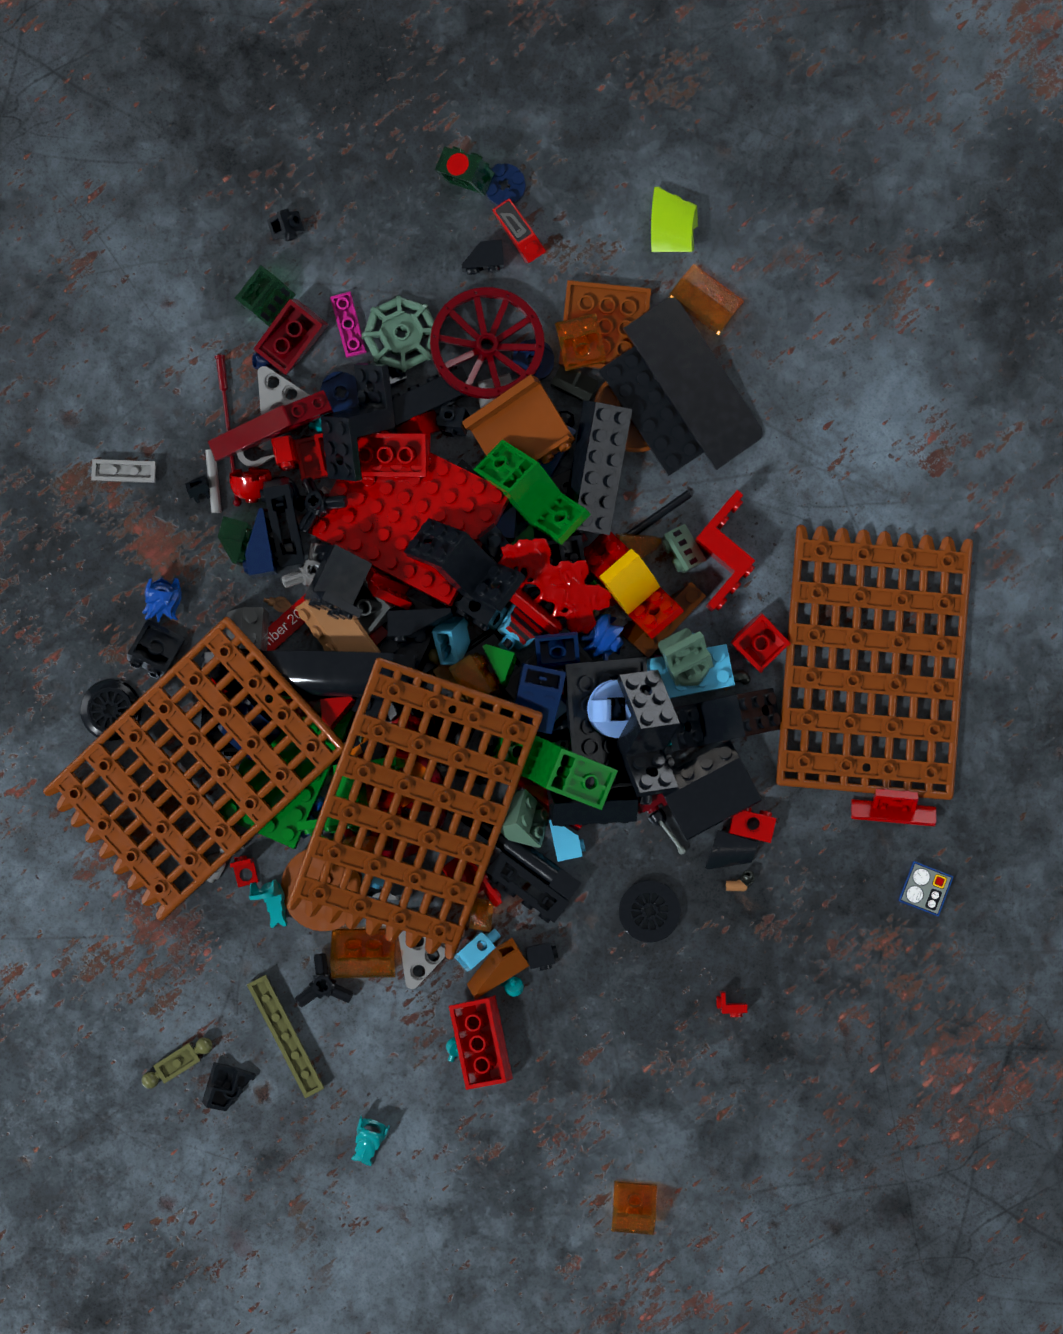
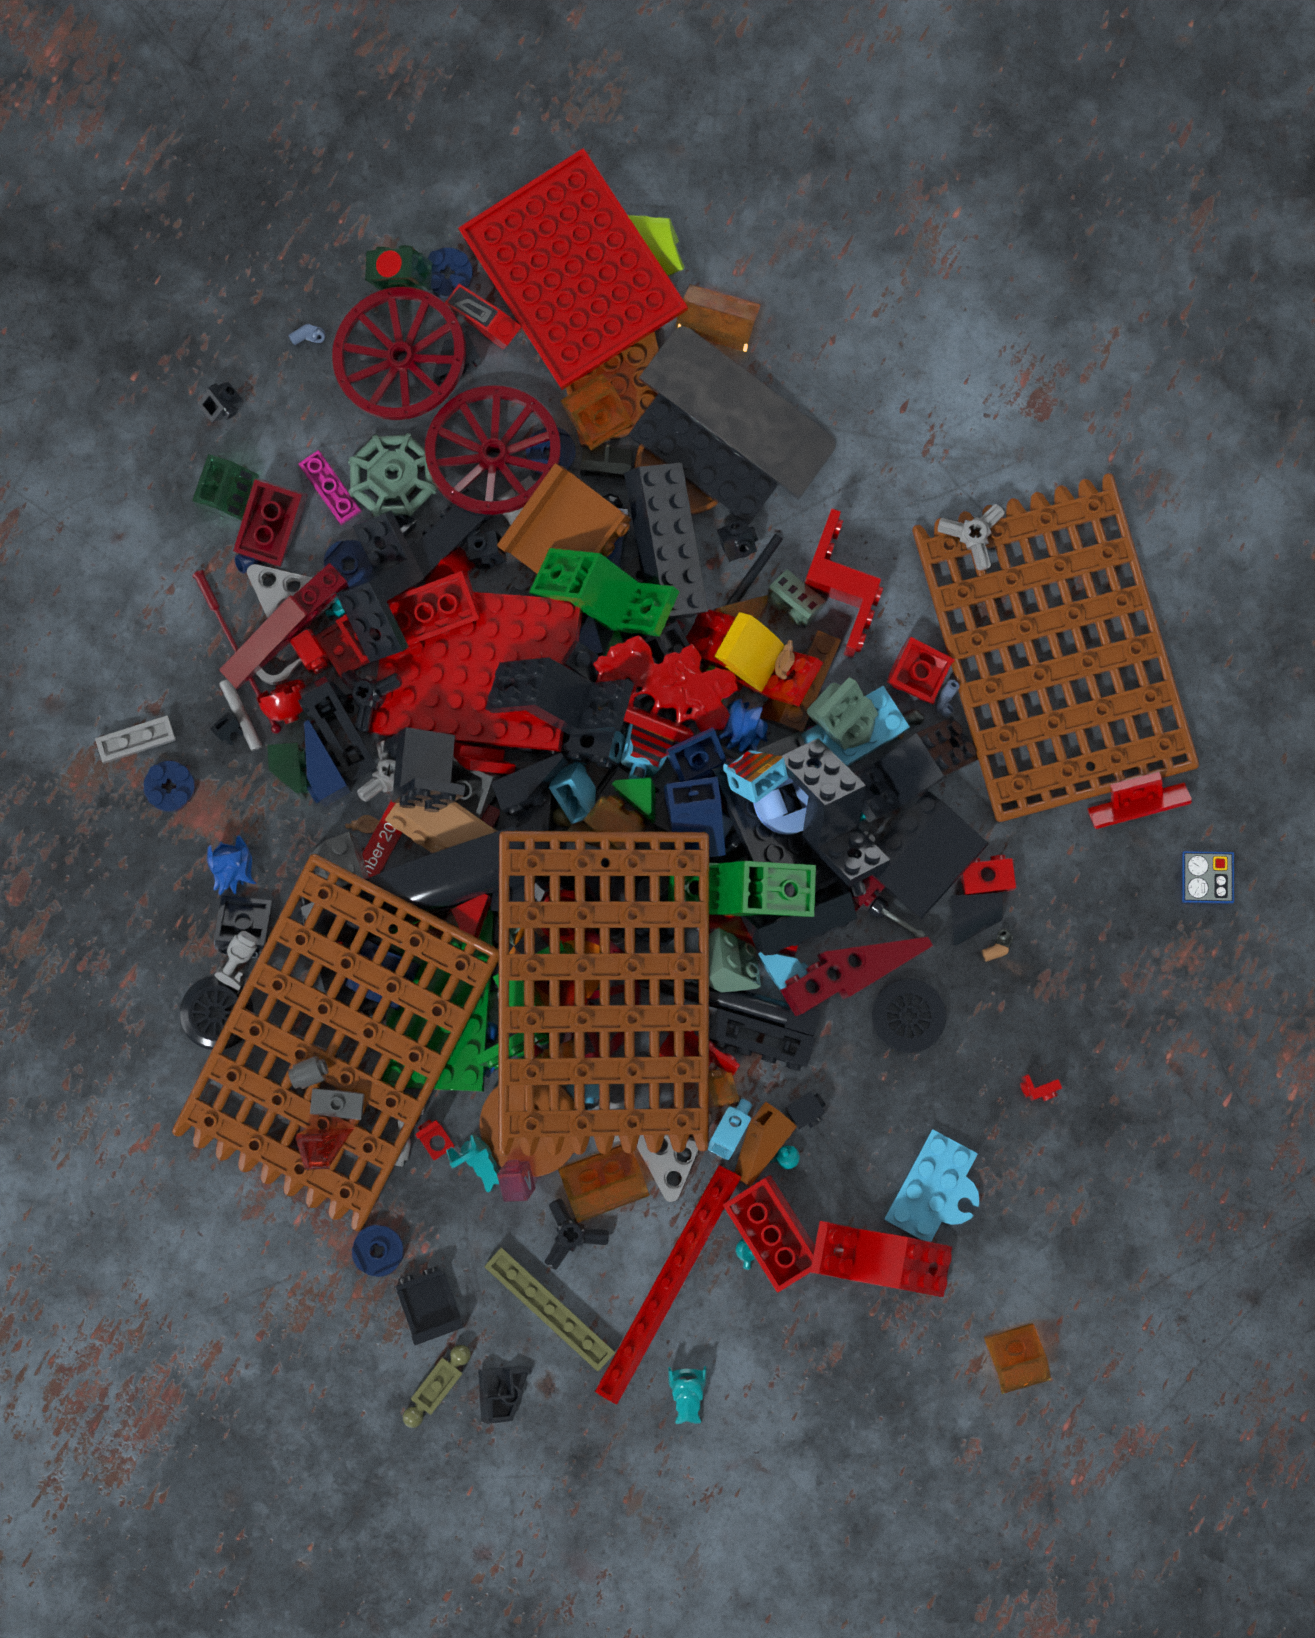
camera: 25 degrees left, 5 degrees down
(145, 670) = (239, 951): none -> light grey piece
(148, 513) = (178, 797): none -> dark blue plate
(152, 845) = (321, 1146): none -> clear red slope
(159, 934) = (364, 1245): none -> dark blue plate
(163, 786) = (308, 1072): none -> dark grey brick
(177, 818) = (337, 1103): none -> dark grey plate
(193, 999) = (429, 1305): none -> black panel
(295, 928) = (516, 1180): none -> clear pink brick
(376, 193) = (308, 332): none -> sand blue arm
(384, 1051) = (667, 1285): none -> red plate
(462, 282) = (395, 349): none -> dark red wheel
(556, 1094) = (881, 1259): none -> red bracket
(596, 682) = (755, 774): none -> torso
(604, 219) = (573, 269): none -> red plate
(619, 1053) = (934, 1188): none -> medium azure plate
(635, 862) = (872, 964): none -> dark red brick
(654, 485) = (737, 540): none -> black brick
(655, 597) = (785, 660): none -> medium nougat piece
(775, 668) = (945, 697): none -> sand blue arm
(835, 543) = (963, 531): none -> light grey bush

